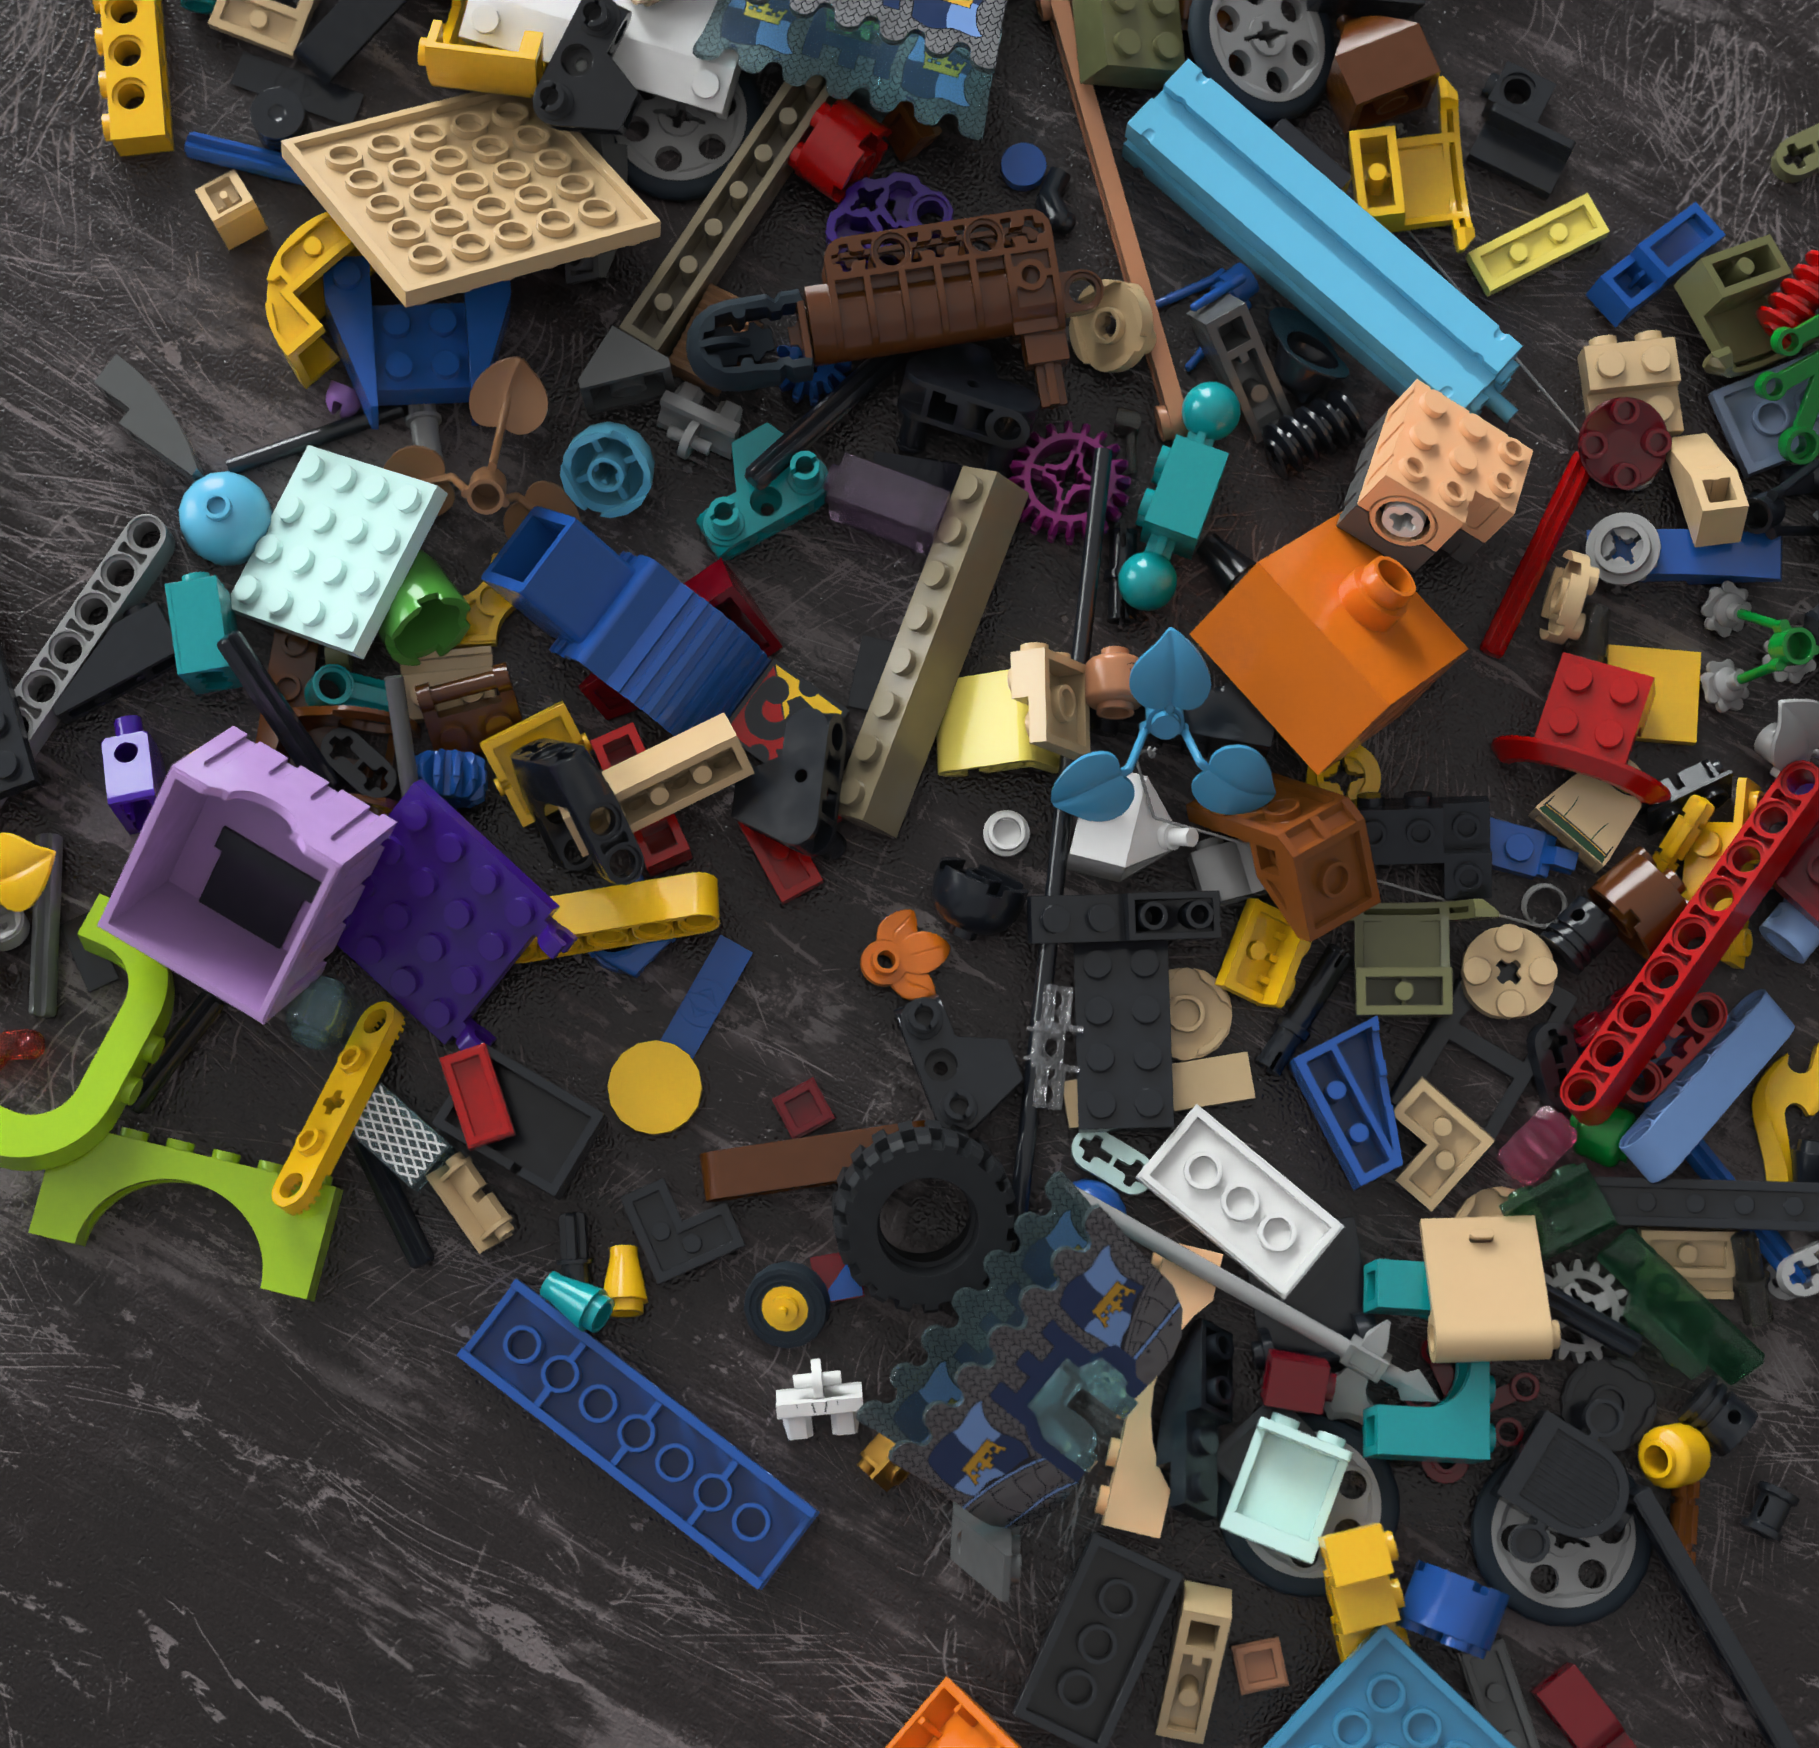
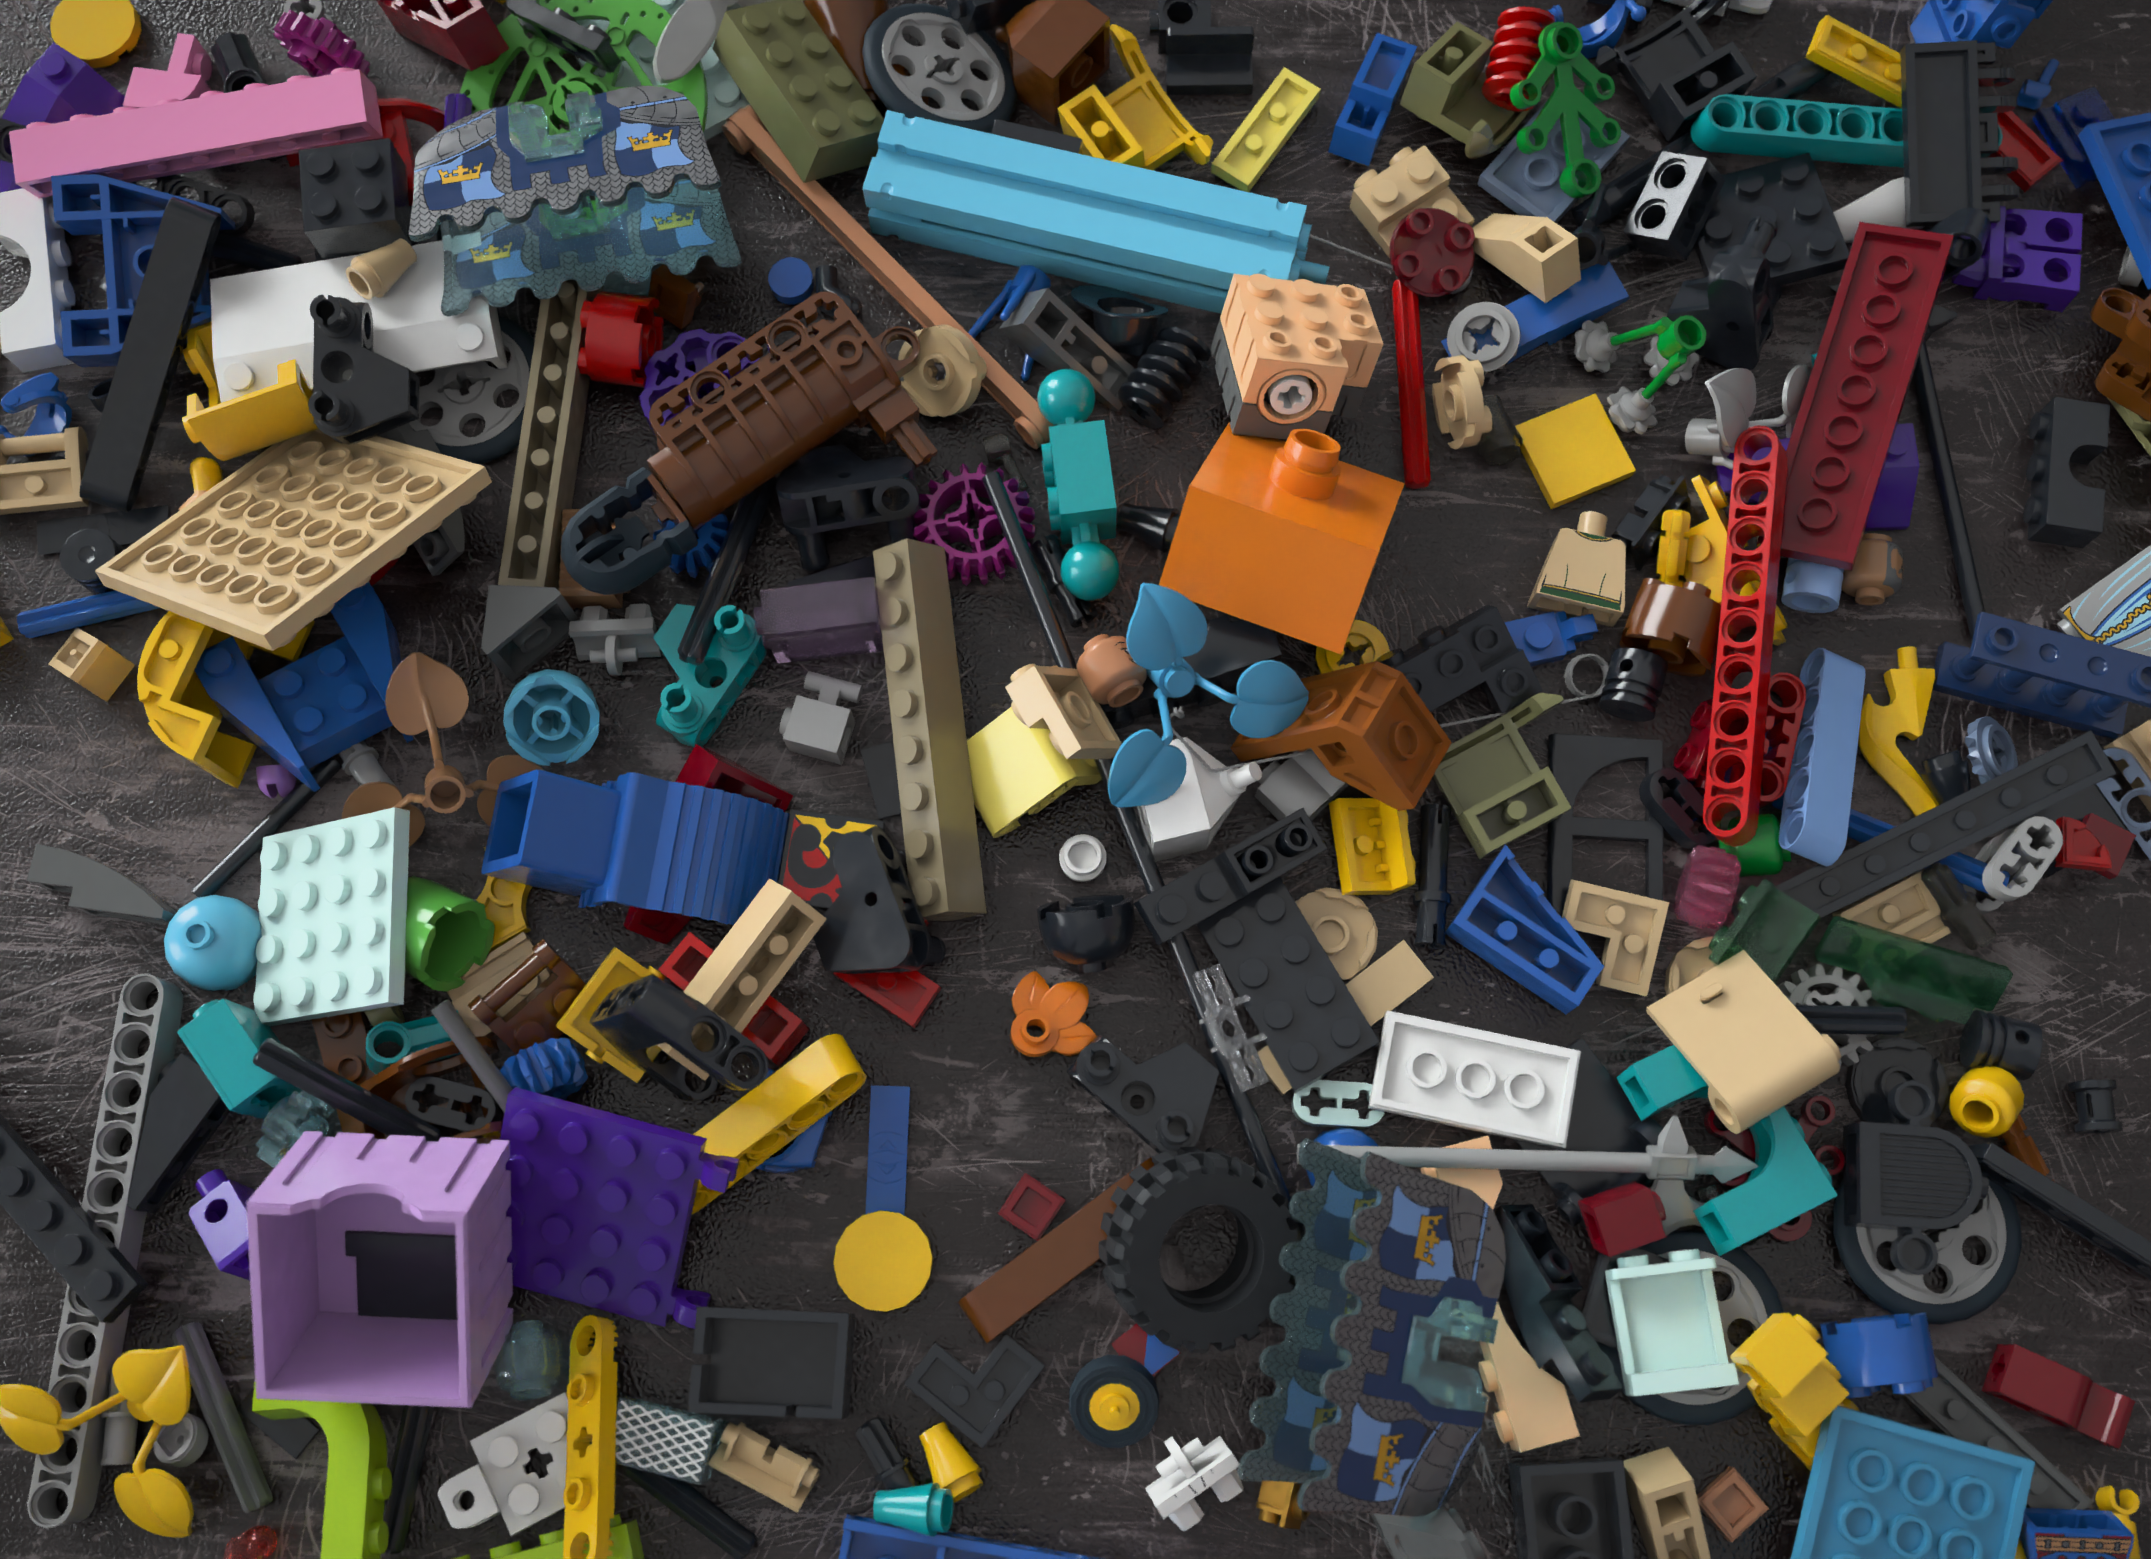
camera: 25 degrees left, 5 degrees down
(216, 712) = (288, 1122): none -> clear light blue gear
(251, 1093) = (501, 1479): none -> white plate
(408, 94) = (205, 475): none -> yellow arm
(477, 1096) = (719, 1362): red tile -> none
(838, 596) = (821, 726): none -> light grey brick
(1535, 972) = (1568, 762): tan plate -> none
(1591, 726) = (1544, 498): red piece -> none

